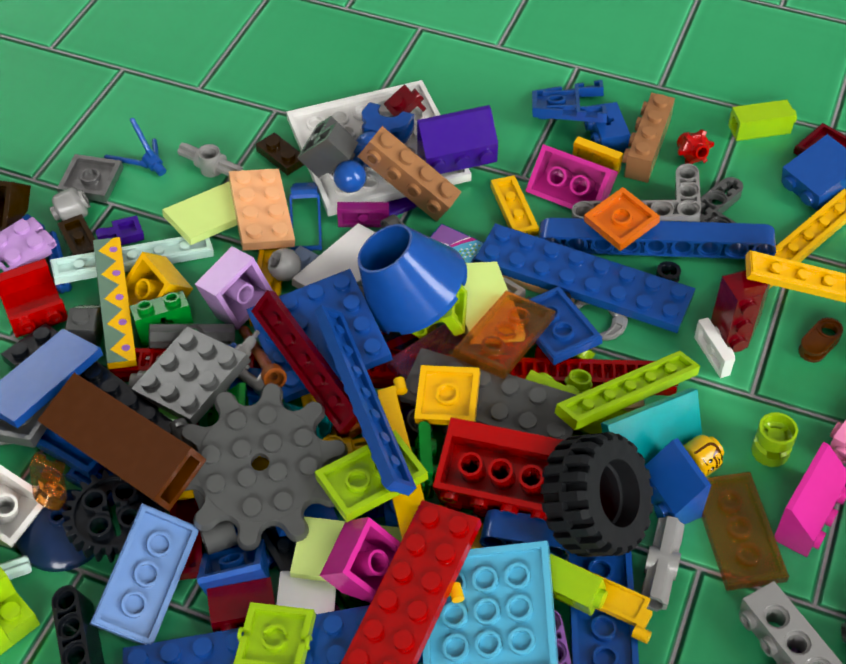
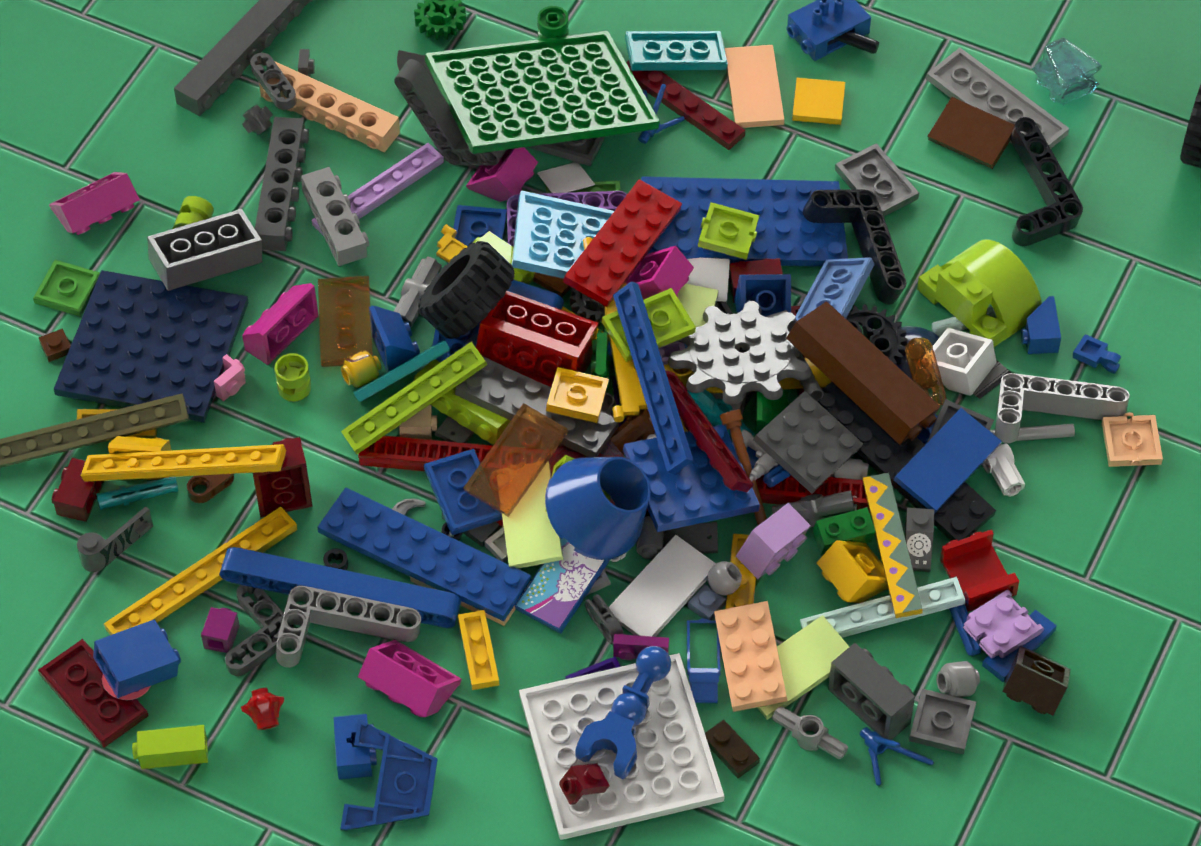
camera: 175 degrees left, 5 degrees up
(77, 235) = (942, 640): dark brown plate -> none
(127, 229) = (896, 647): dark purple plate -> none
(149, 175) = (871, 692): none -> dark grey brick
(327, 147) = (679, 698): dark grey brick -> none
(409, 174) = (589, 659): medium nougat brick -> none
(458, 139) = (532, 703): dark purple slope -> none
(580, 379) = (449, 428): lime plate -> none
(597, 153) = (381, 712): yellow plate -> none
(621, 218) = (375, 584): orange plate -> none
(649, 137) = (309, 727): medium nougat brick -> none
(714, 347) = (317, 480): white plate -> none
(756, 204) = (220, 630): none -> magenta brick

